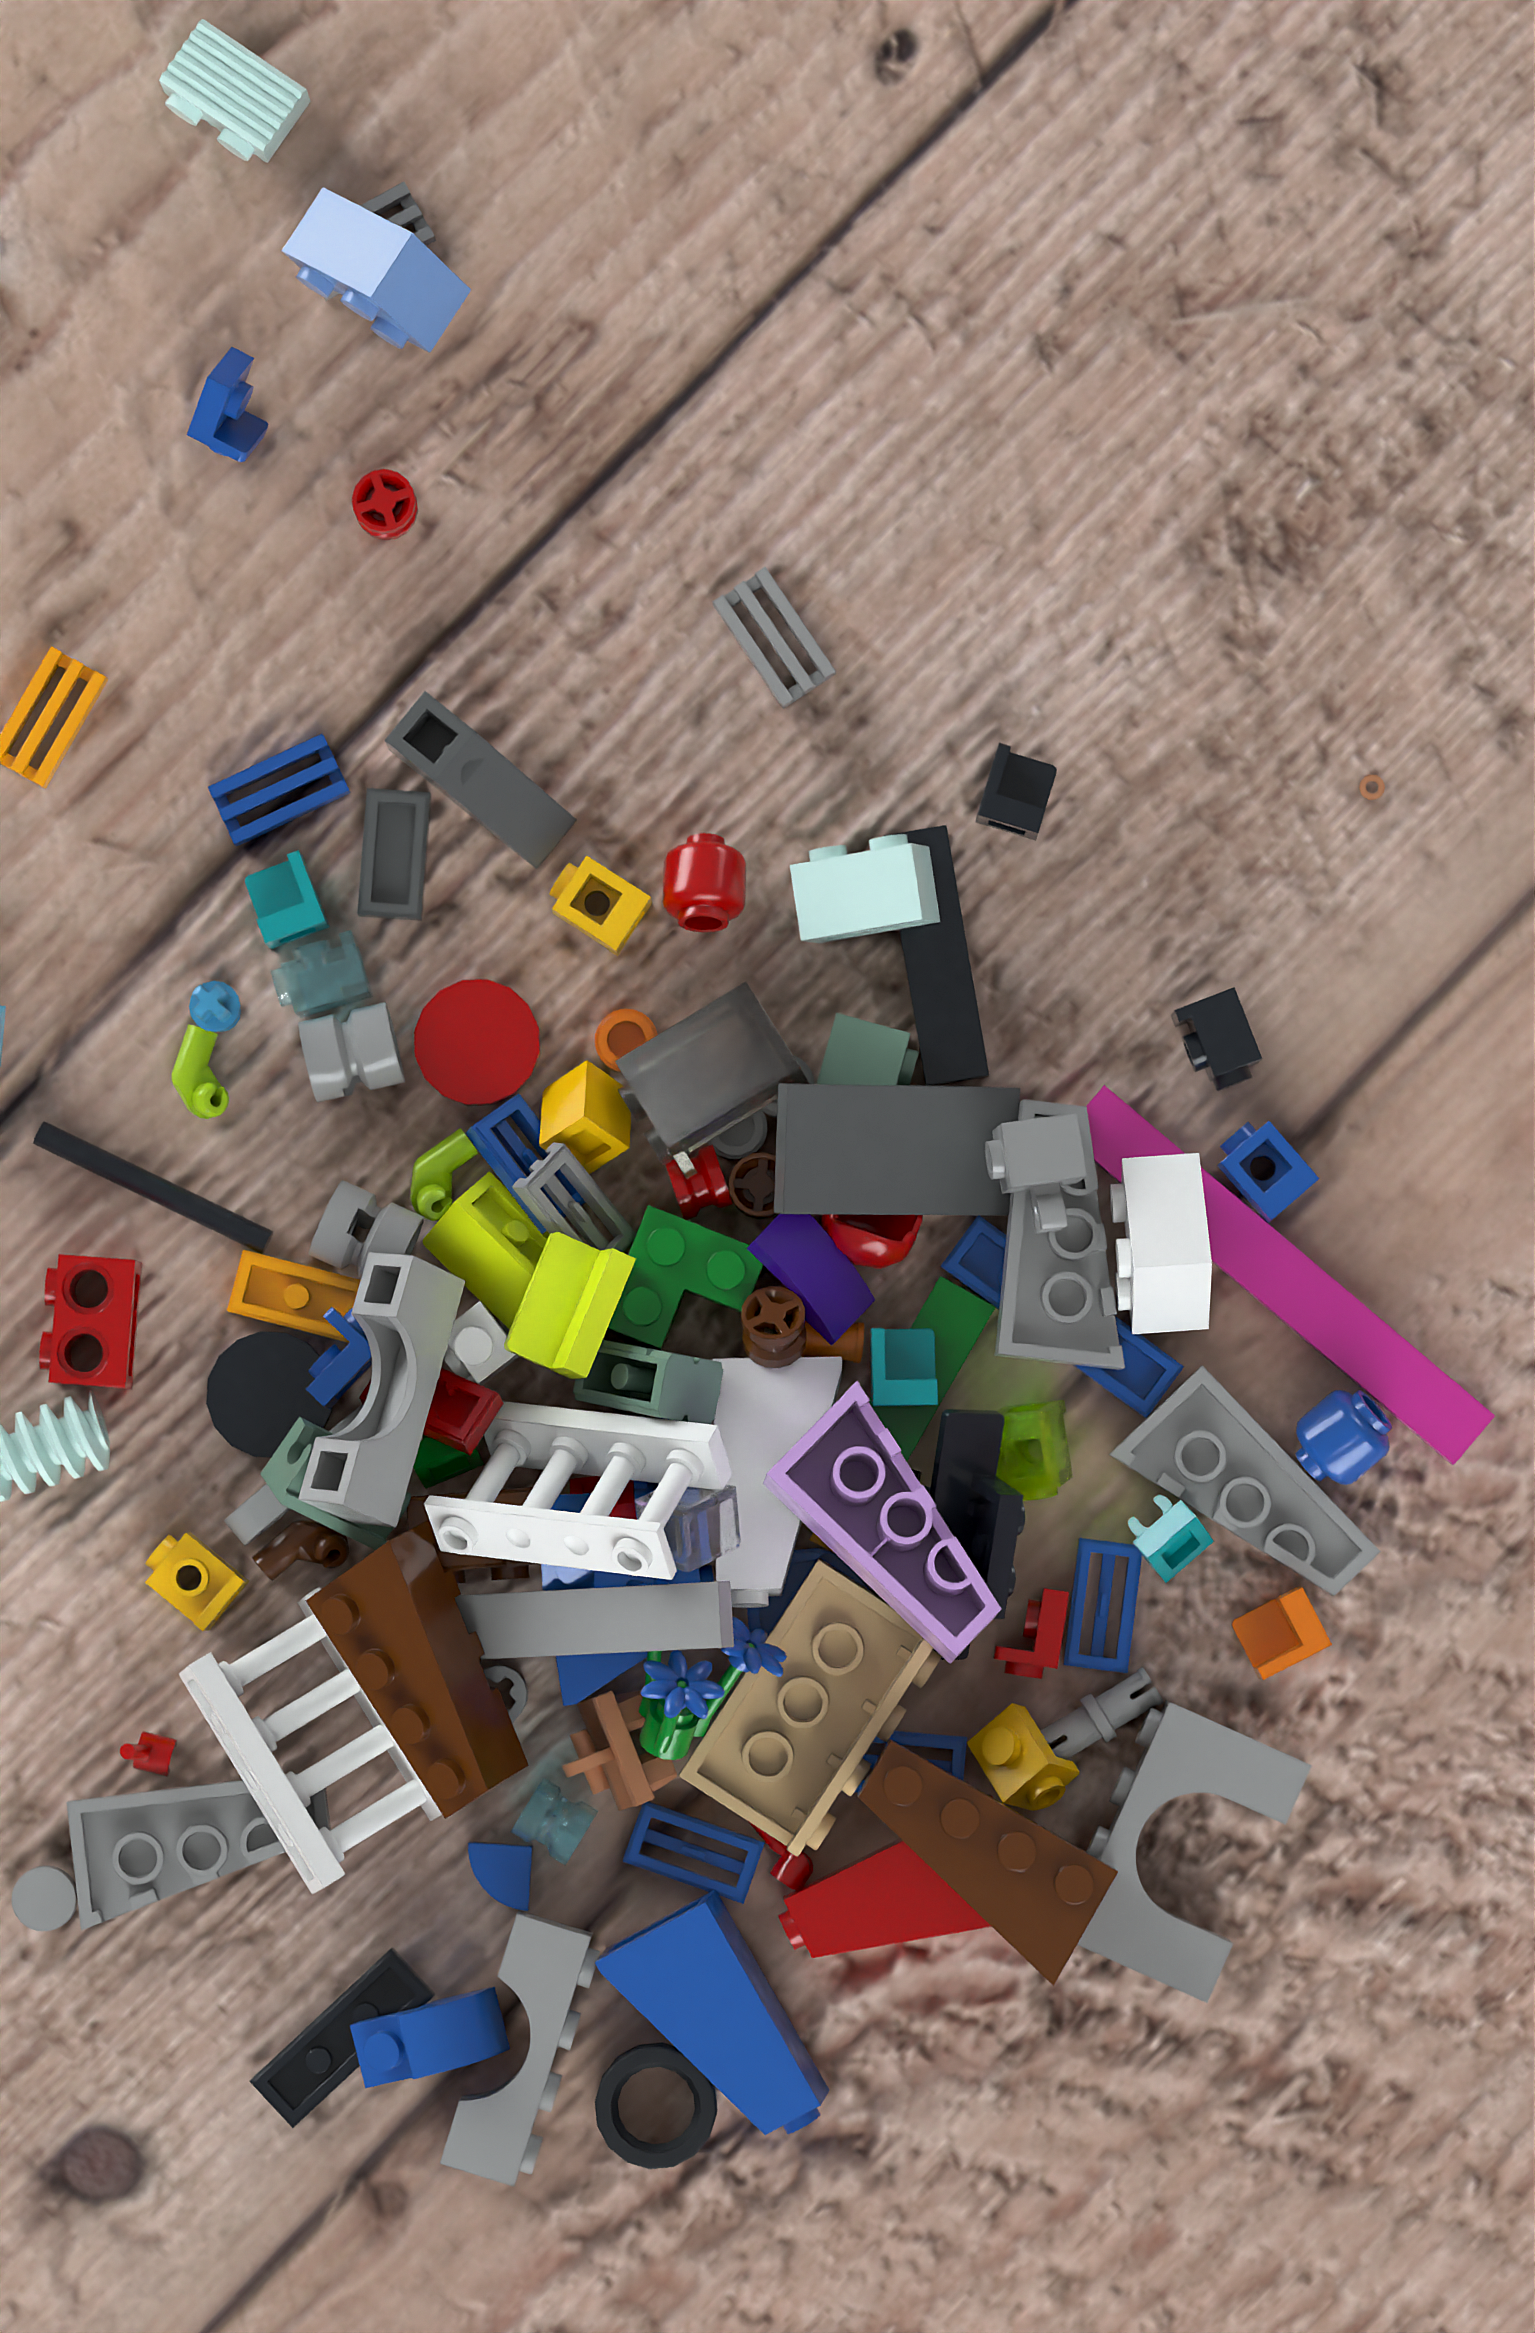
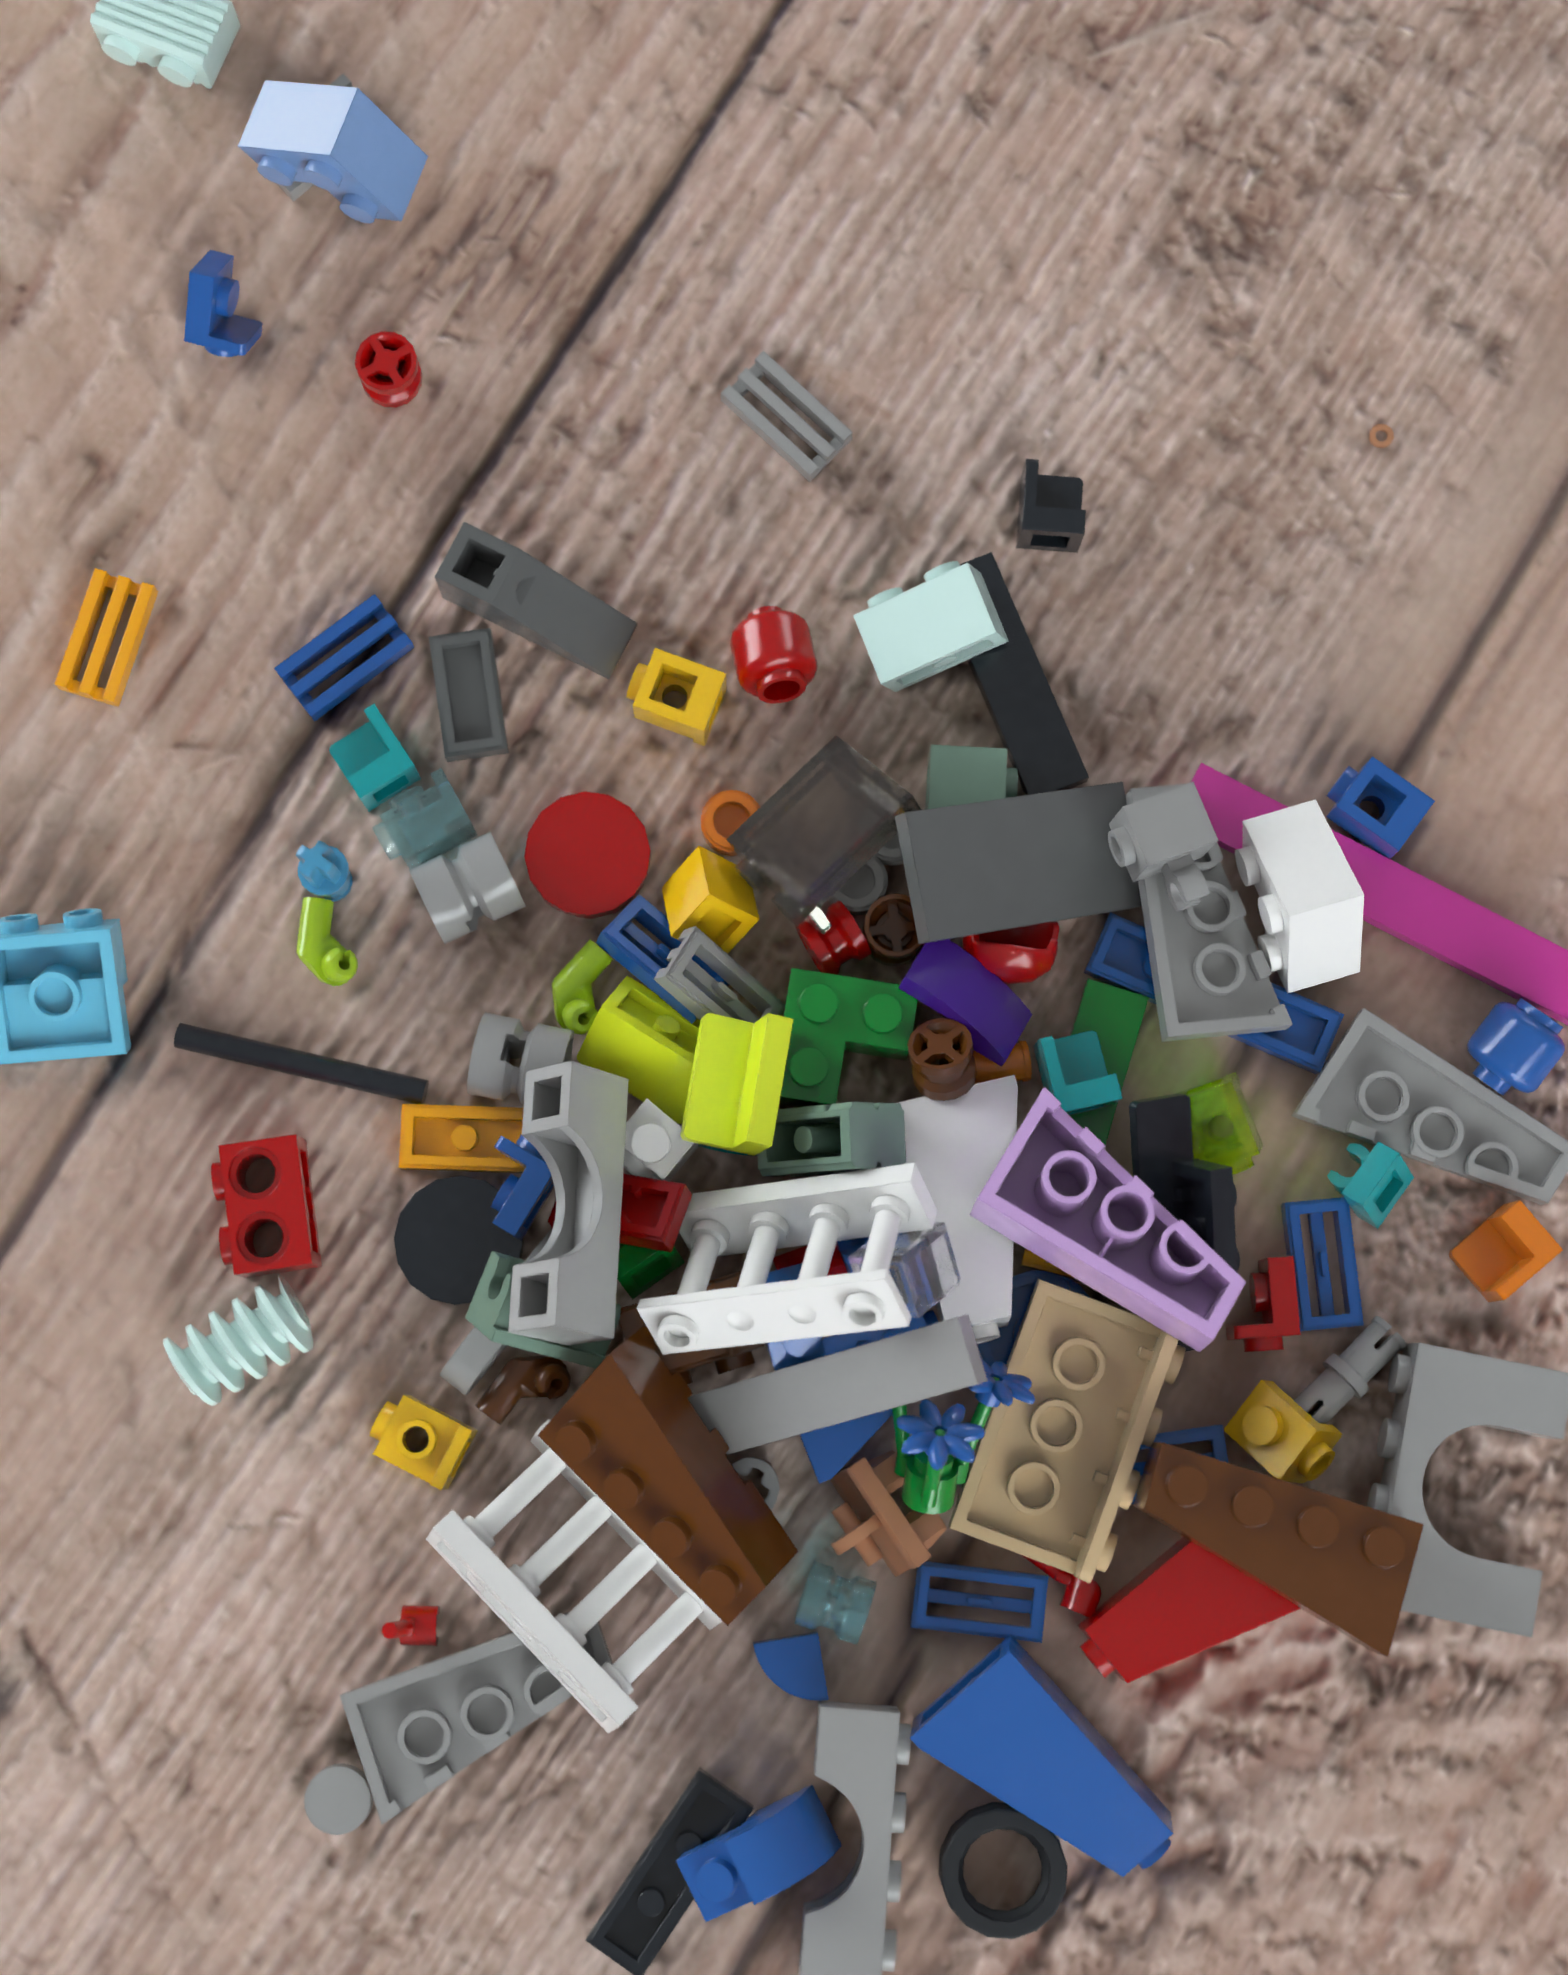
camera: 20 degrees left, 5 degrees down
(1219, 1038) = (1301, 693): black brick -> none

